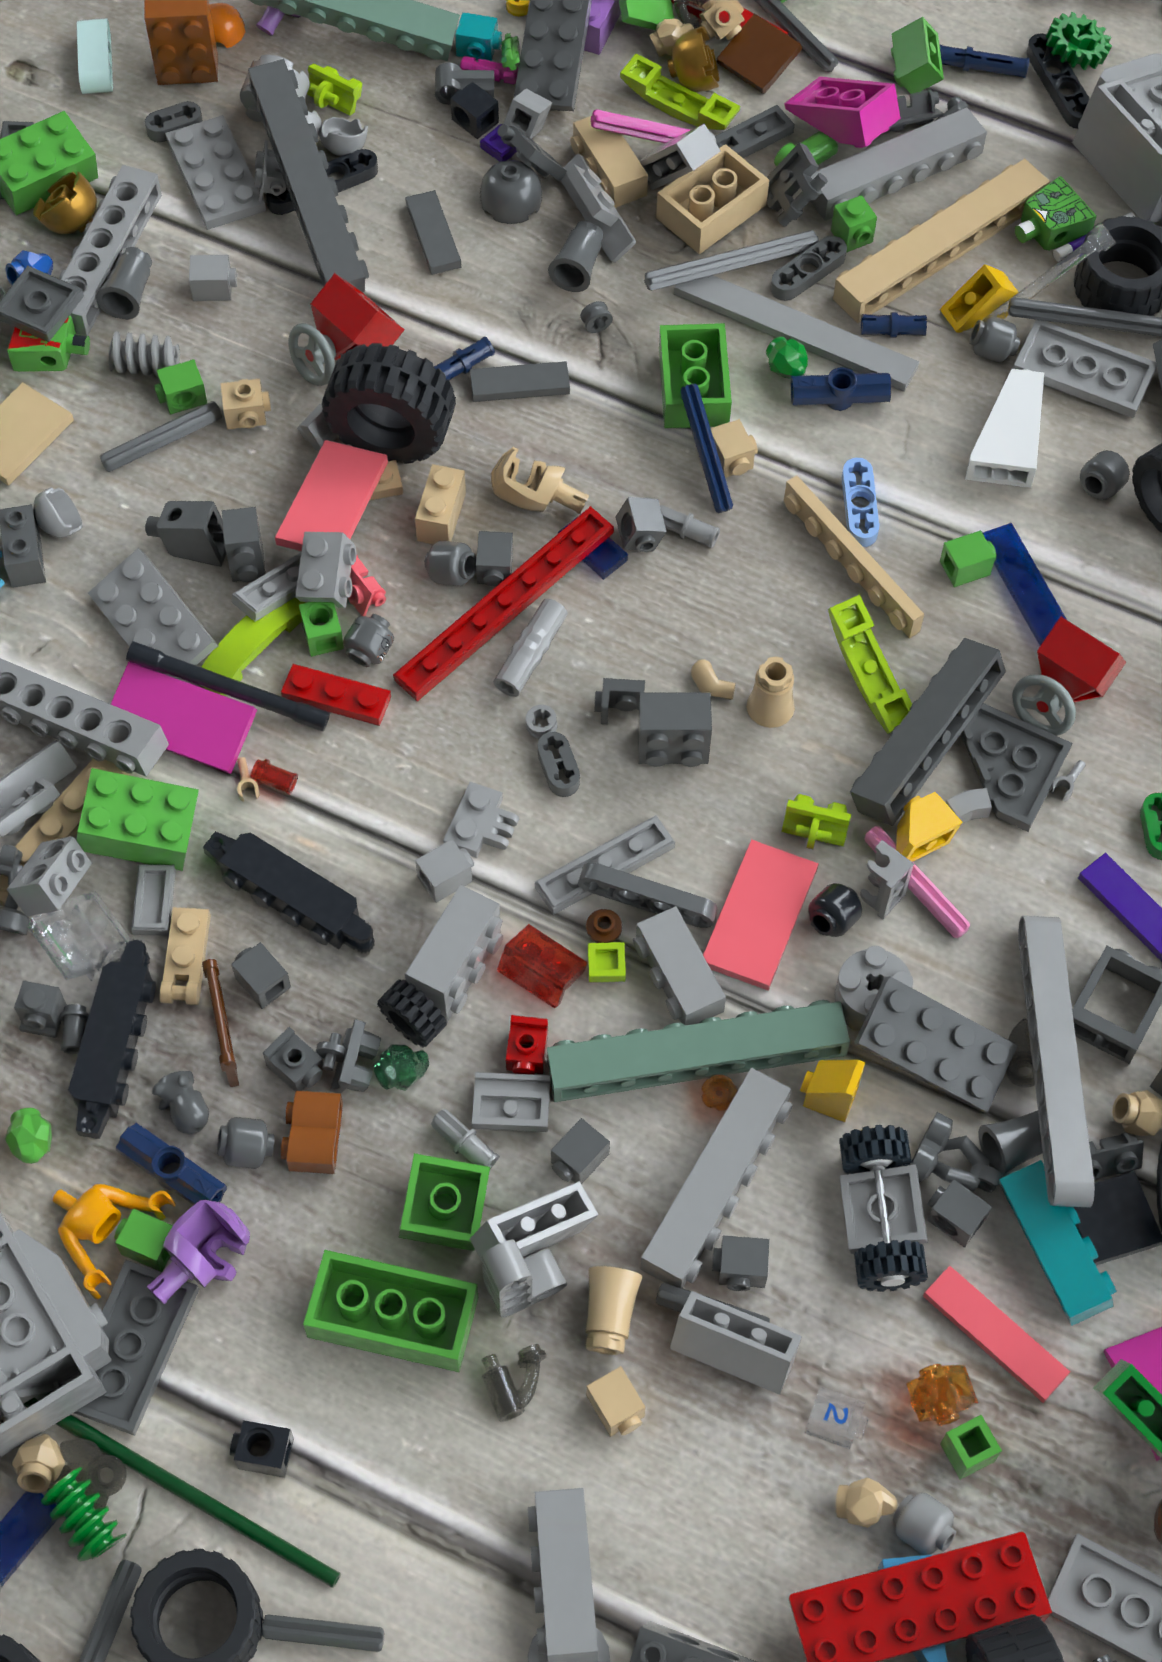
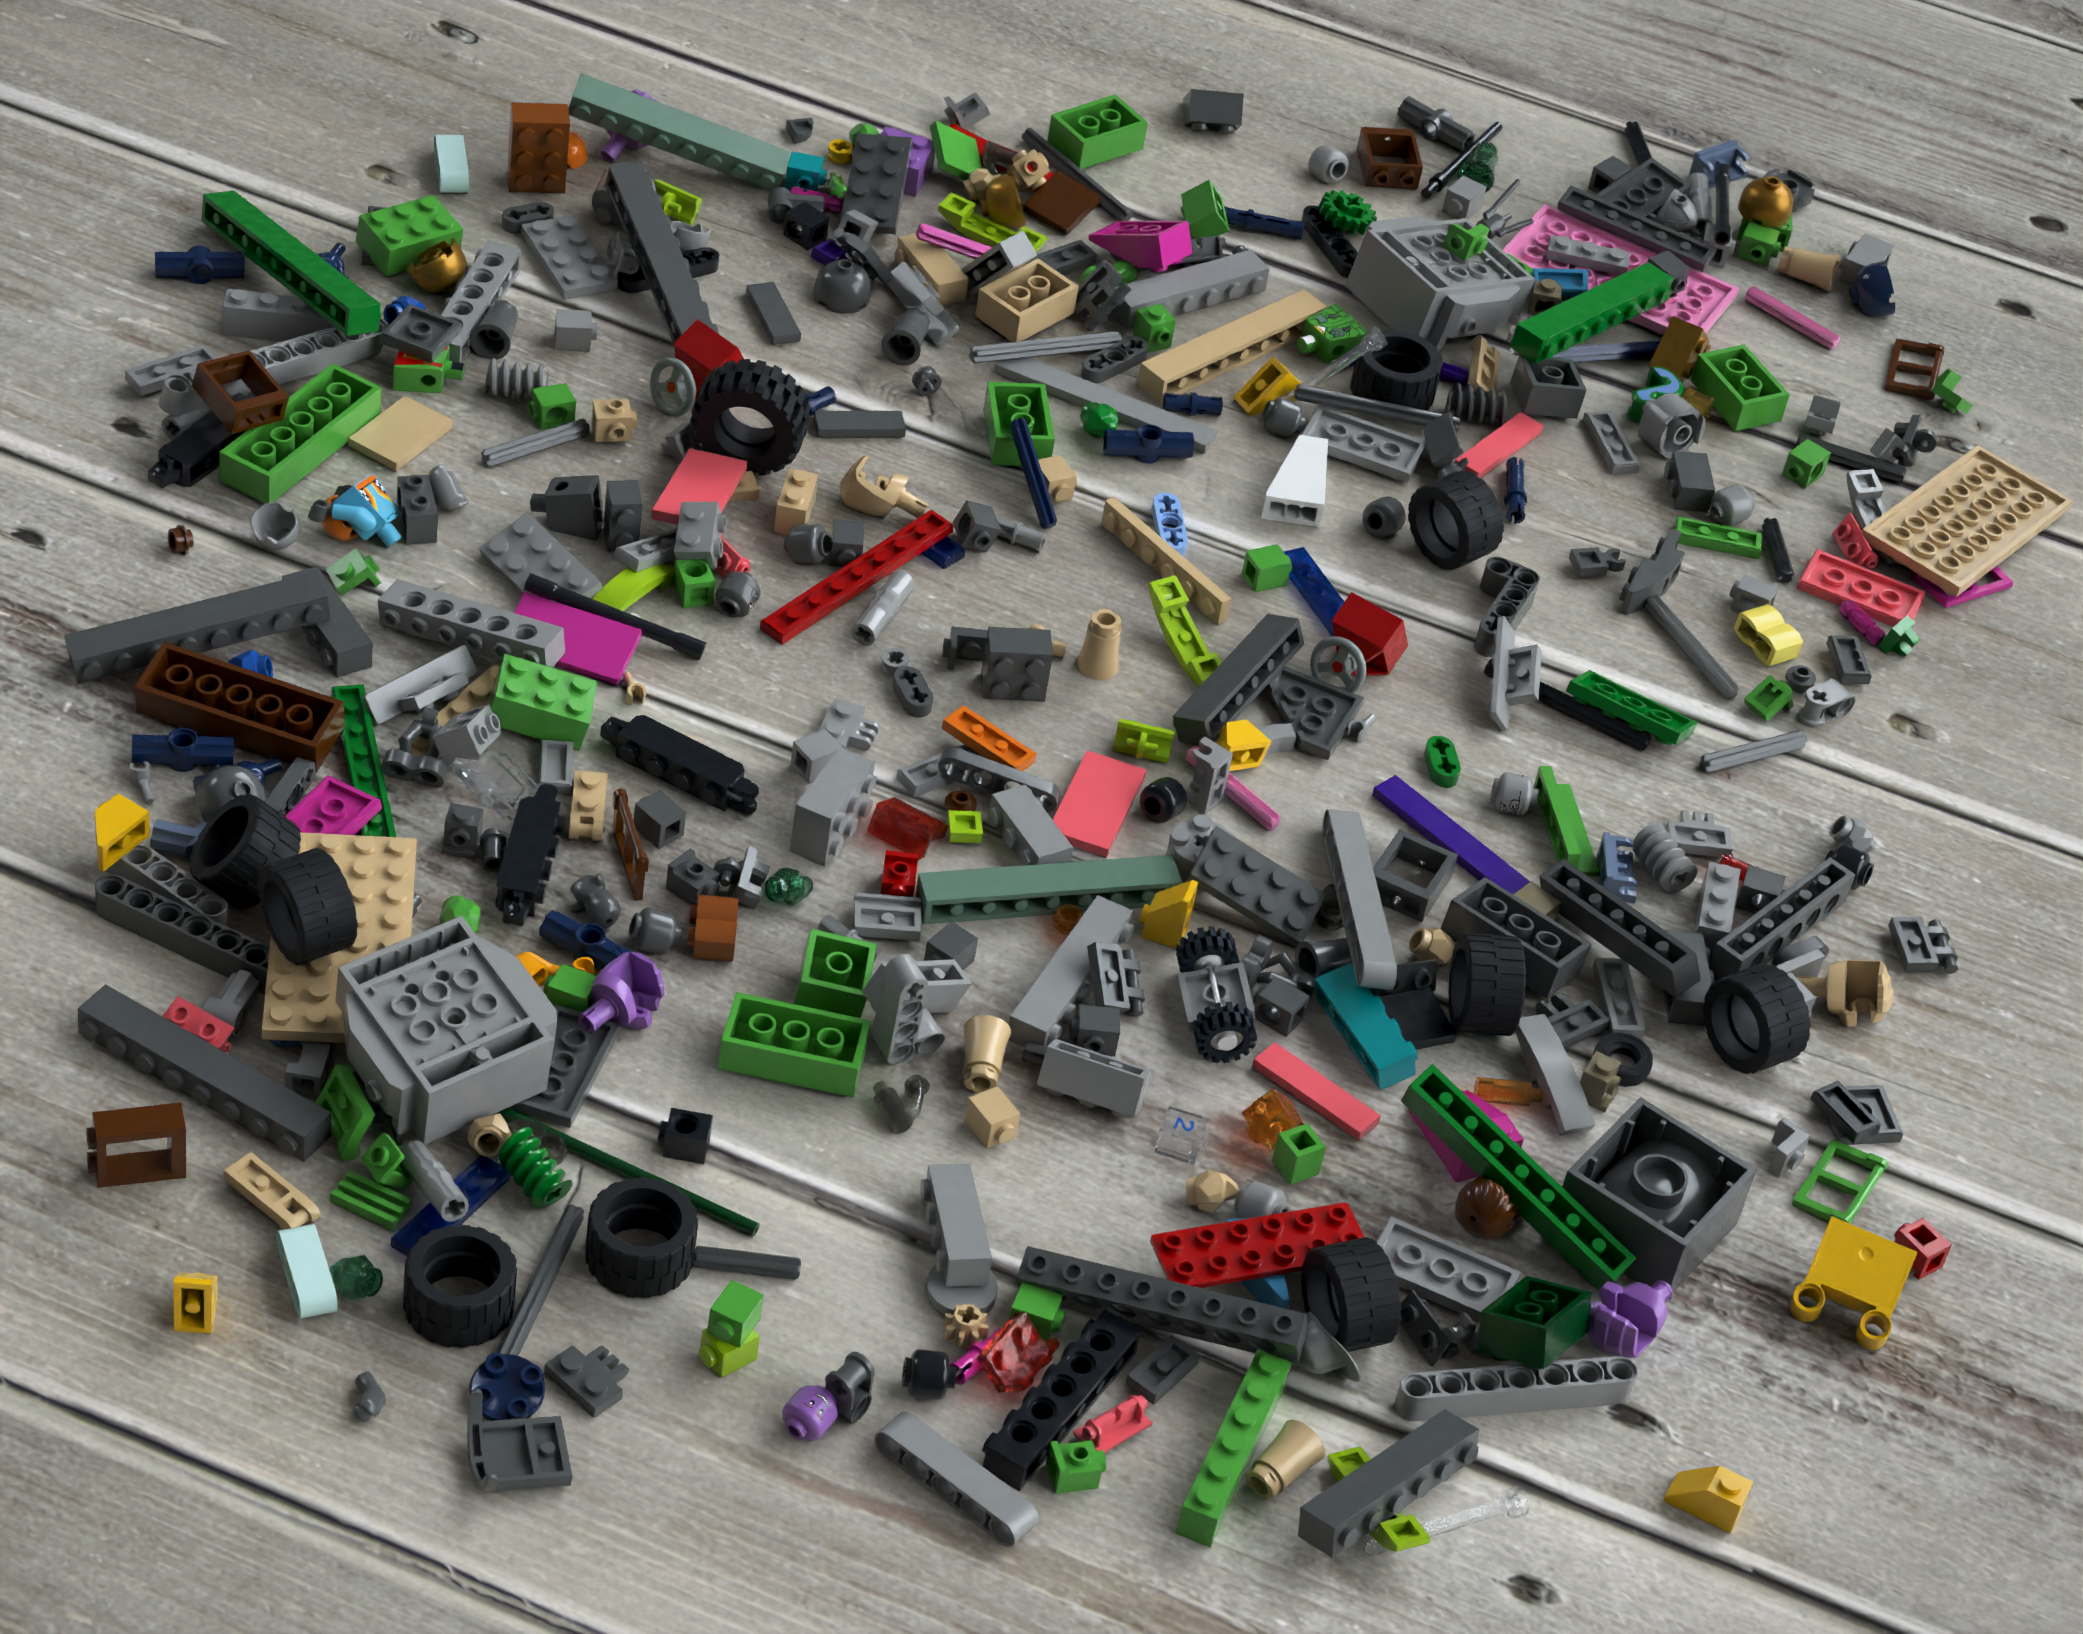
camera: 10 degrees left, 20 degrees down
(273, 776) = (659, 685): clear red pin -> none
(336, 694) = (719, 635): red plate -> none
(411, 1013) = (797, 844): black tyre -> none
(638, 840) = (987, 739): none -> orange plate
(758, 1192) = (1115, 978): none -> dark grey plate

